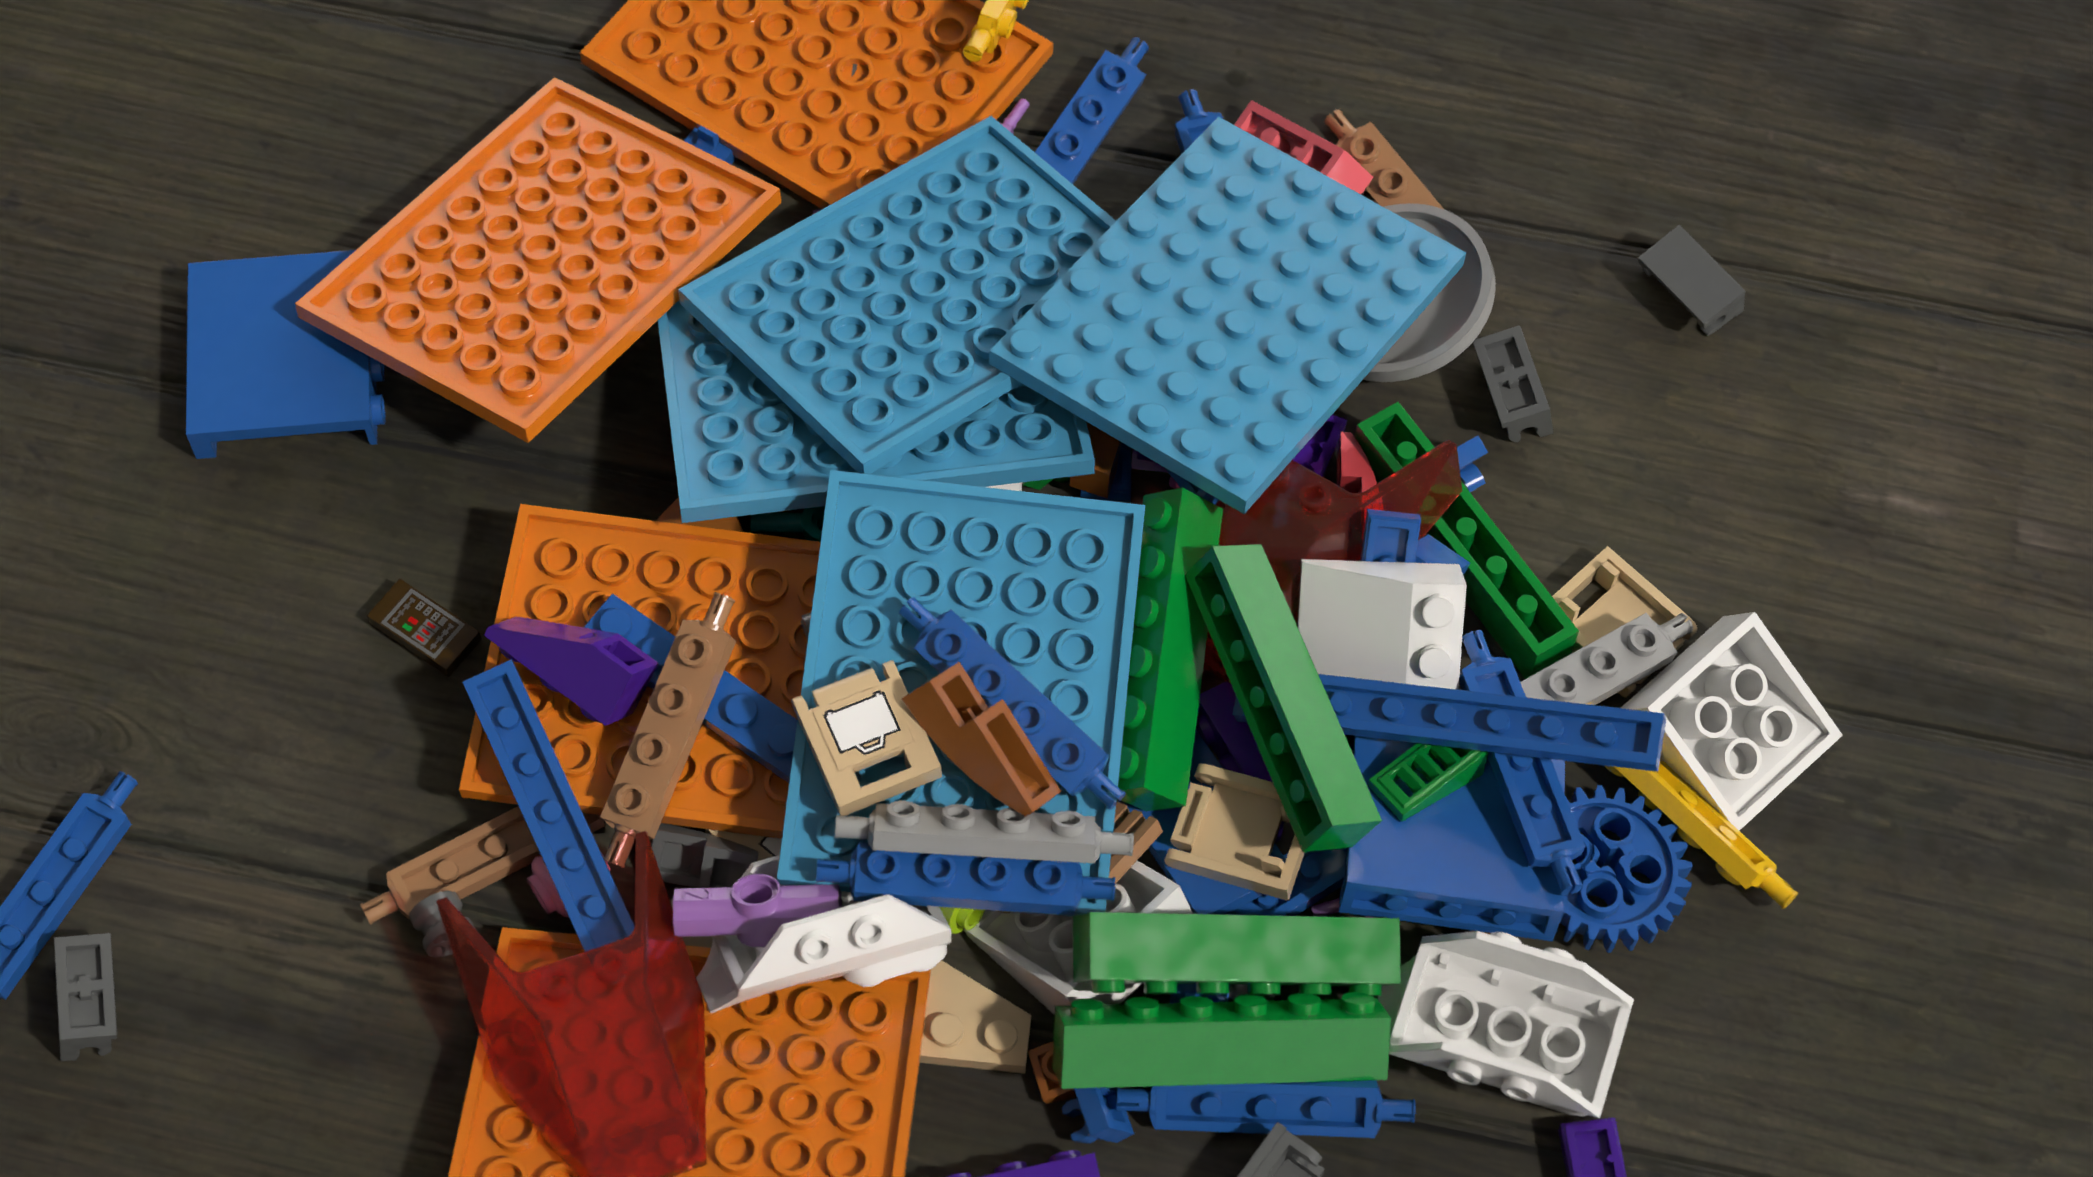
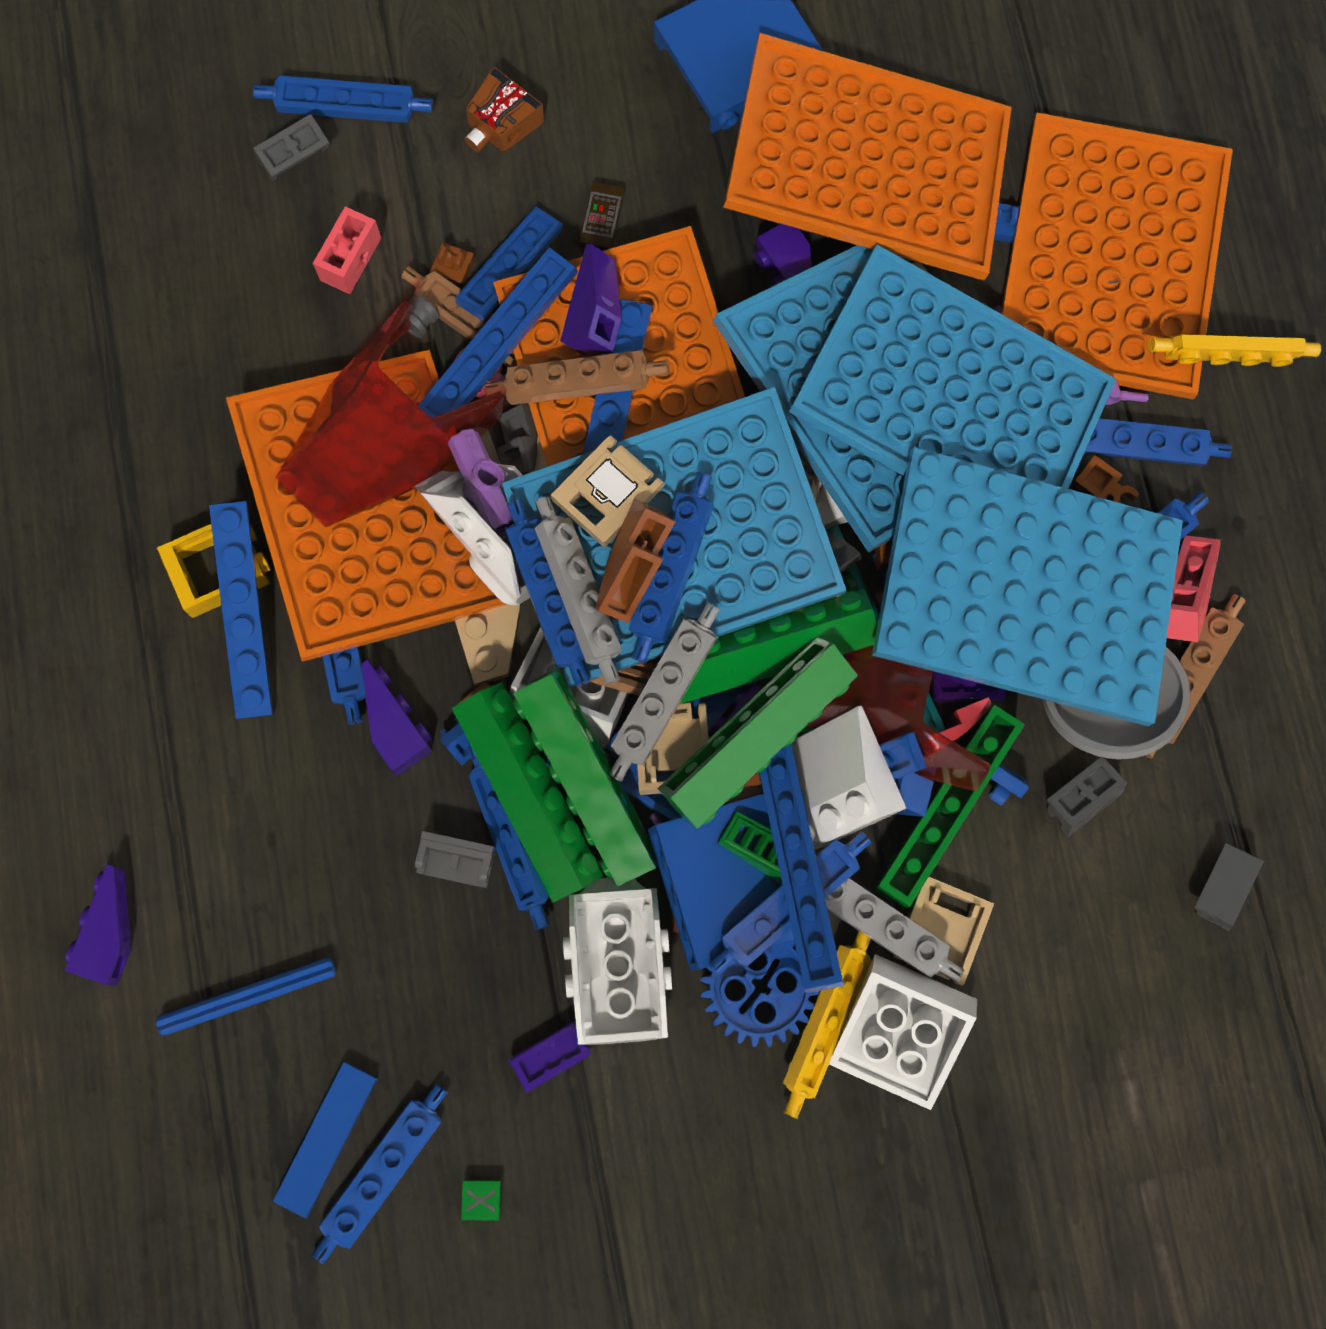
camera: 65 degrees right, 15 degrees up
(196, 689) = (501, 113): none -> torso
(292, 975) = (347, 250): none -> coral brick
(383, 849) = (453, 264): none -> dark orange tile
(430, 770) = (510, 259): none -> blue tile
(620, 422) = (783, 252): none -> dark purple slope
(1114, 191) = (1101, 481): none -> dark orange plate
(1173, 791) = (664, 691): none -> light grey plate

